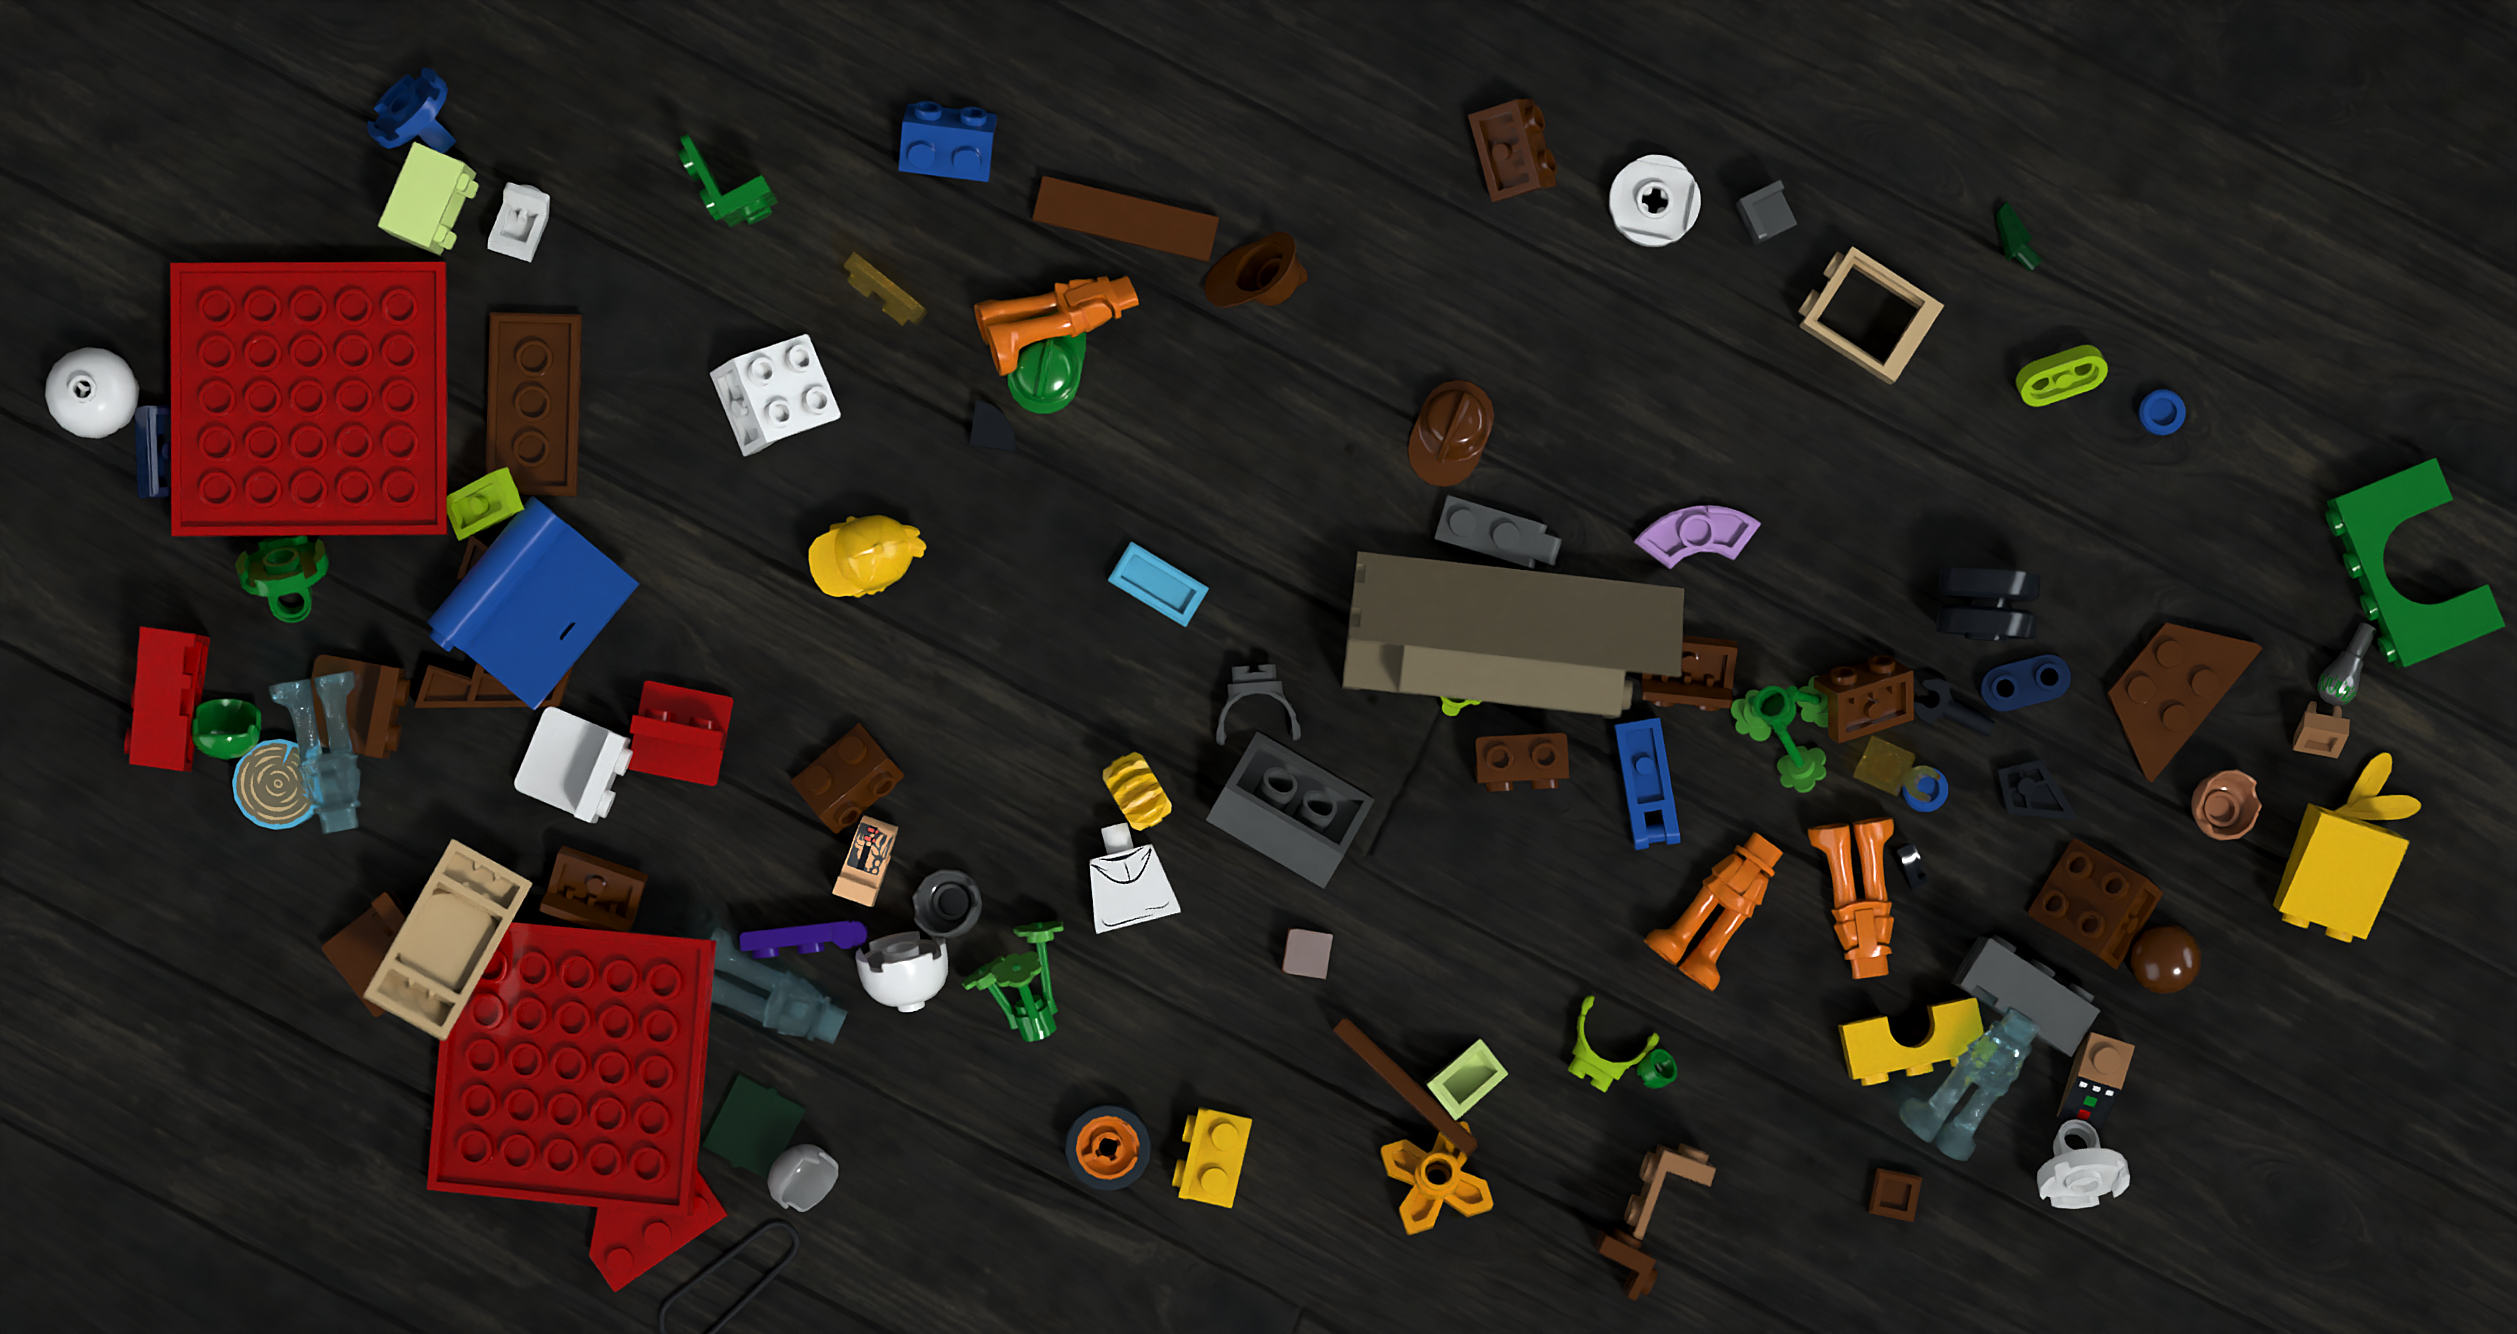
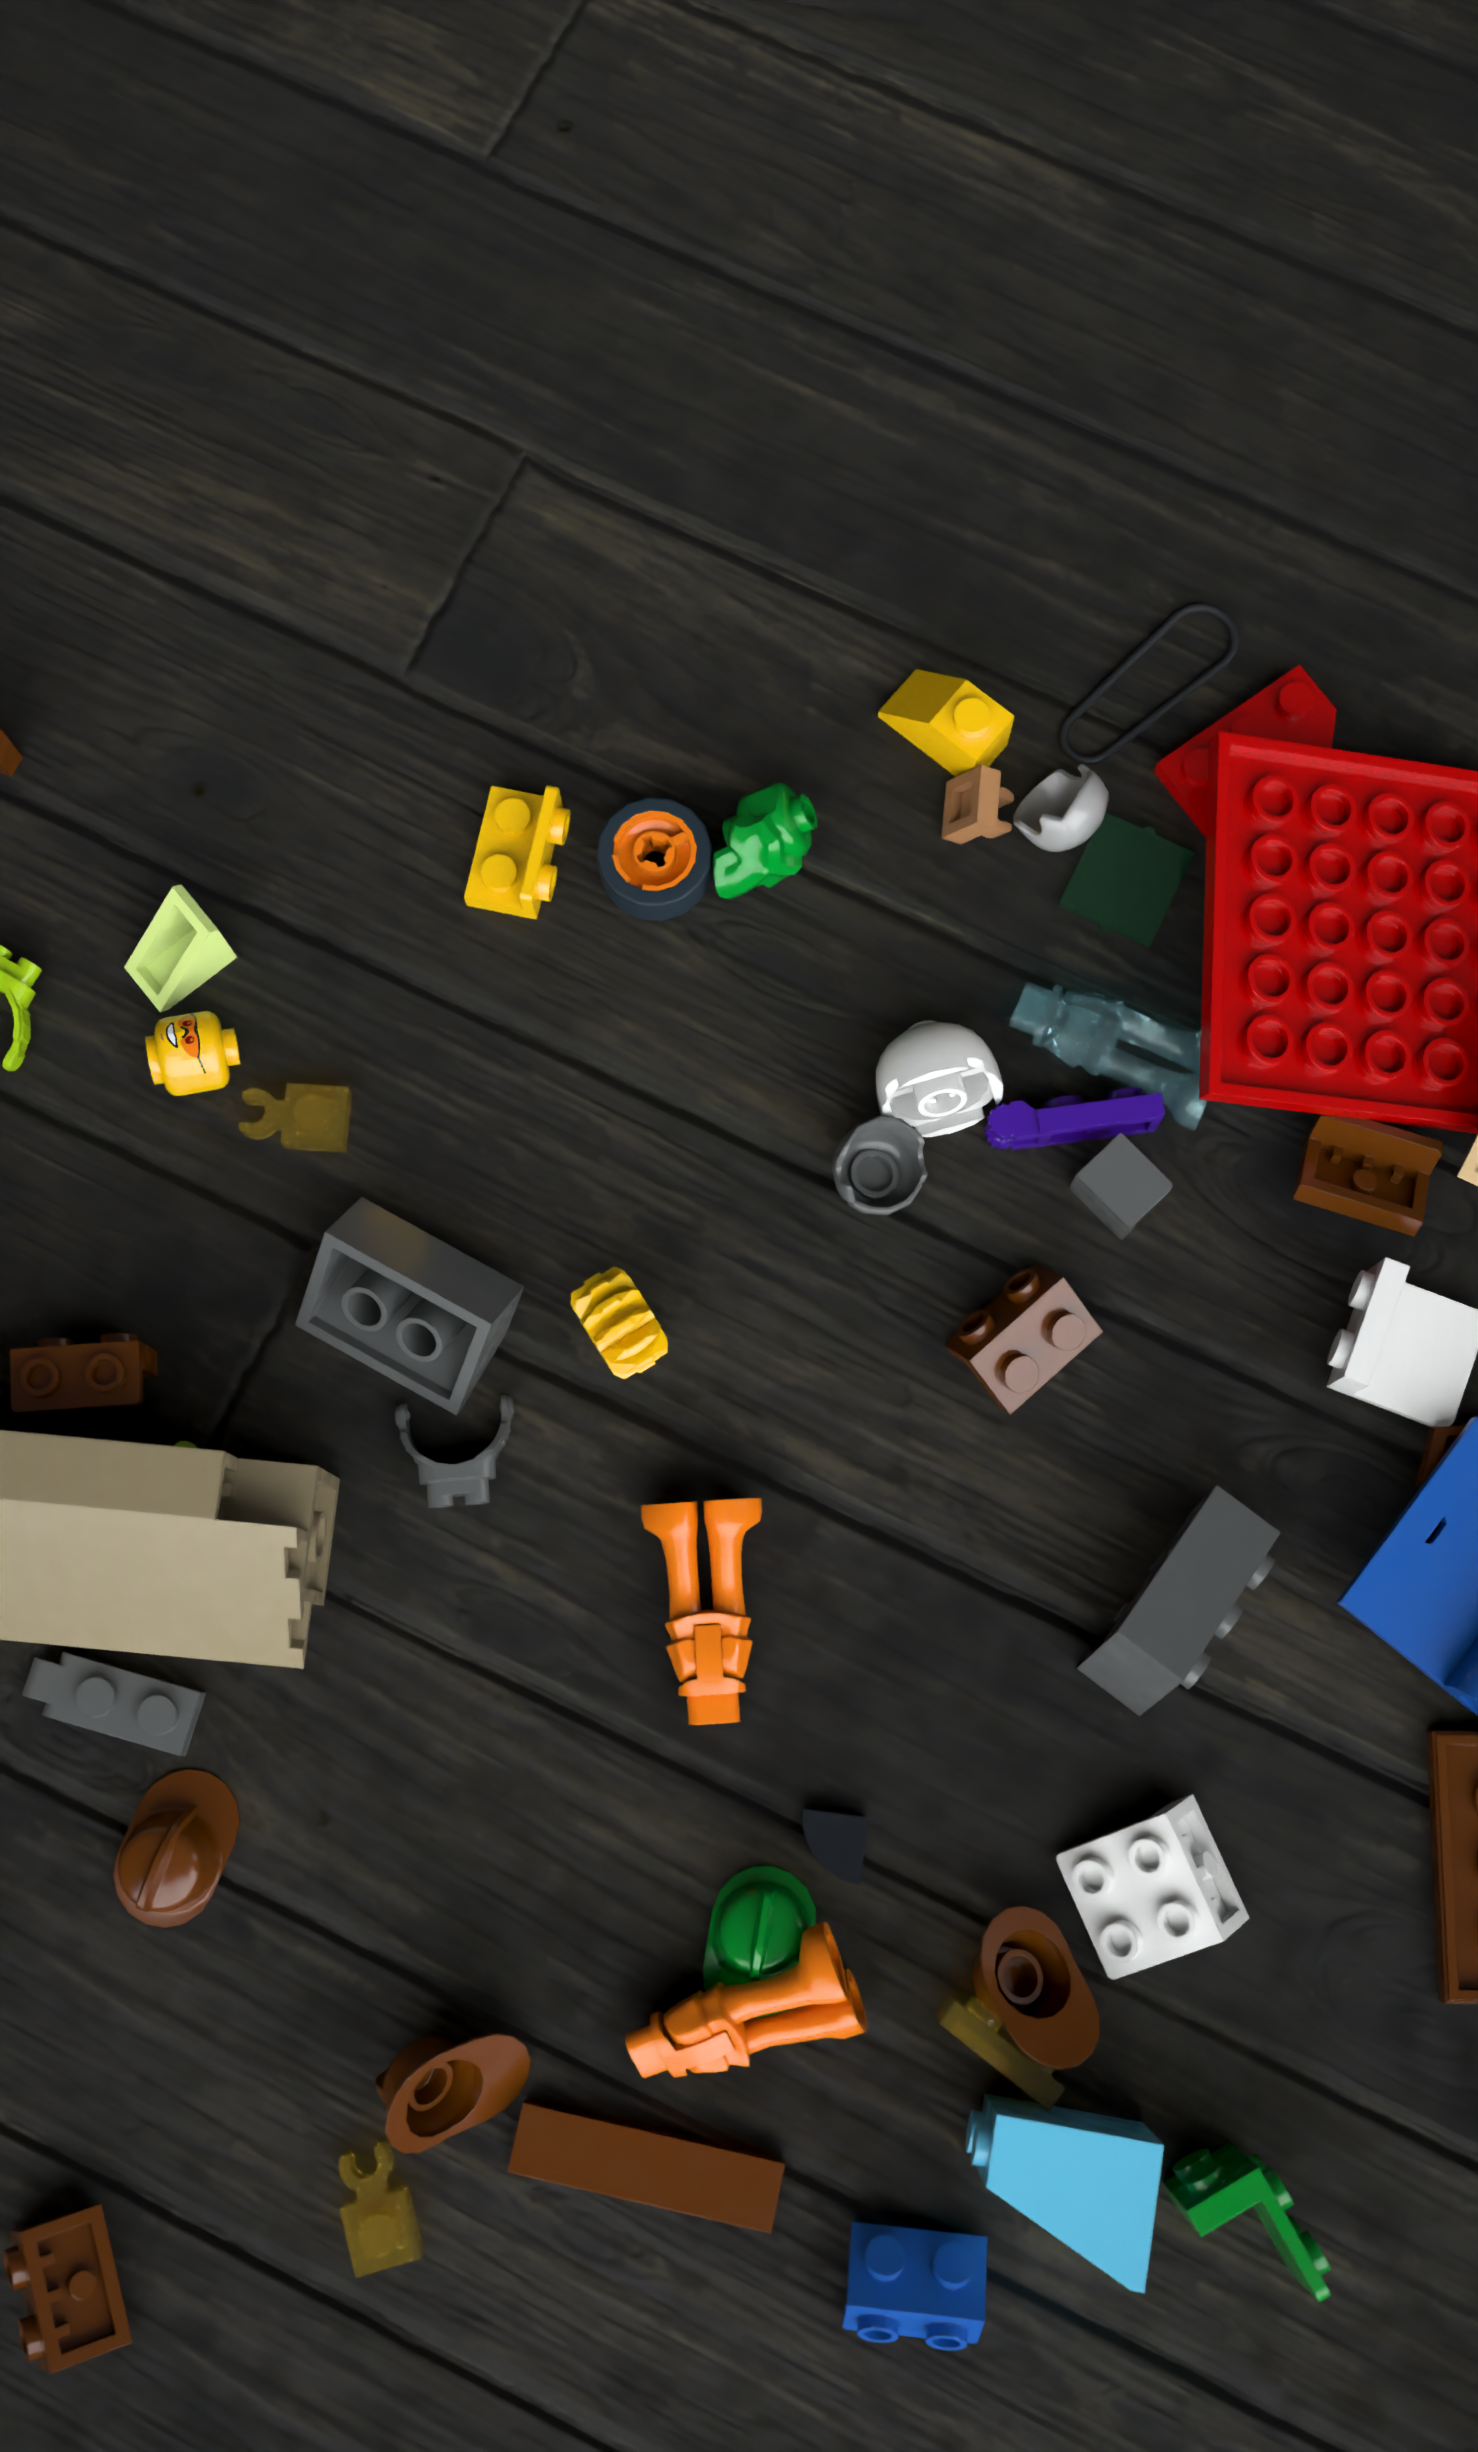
camera: 170 degrees left, 10 degrees down
(680, 733) = (1260, 1395): red bracket -> none
(743, 586) = (1183, 1603): none -> dark grey wedge
(772, 886) = (1120, 1185): none -> dark grey panel
(840, 211) = (1075, 2176): none -> medium azure slope
(859, 330) = (1036, 1988): none -> reddish brown piece
(863, 555) = (1016, 1651): yellow hair -> none
(866, 861) = (993, 1220): light nougat leg -> none
(867, 1183) = (973, 805): none -> medium nougat tile
(886, 1252) = (949, 720): none -> yellow slope
(1025, 1157) = (763, 840): none -> green head
(1032, 1013) = (777, 1065): plant -> none
(1078, 563) = (706, 1645): none -> orange piece
(1128, 883) = (630, 1199): white torso -> none
(1158, 584) = (594, 1619): medium azure tile -> none
(1306, 185) = (382, 2221): none -> clear yellow plate
(1306, 953) = (391, 1116): slope -> none
(1366, 954) = (308, 1117): none -> clear yellow plate
(1406, 1087) = (252, 935): reddish brown tile -> none
(1422, 1205) = (233, 797): light orange plant -> none
(1451, 1000) = (191, 1053): none -> yellow head

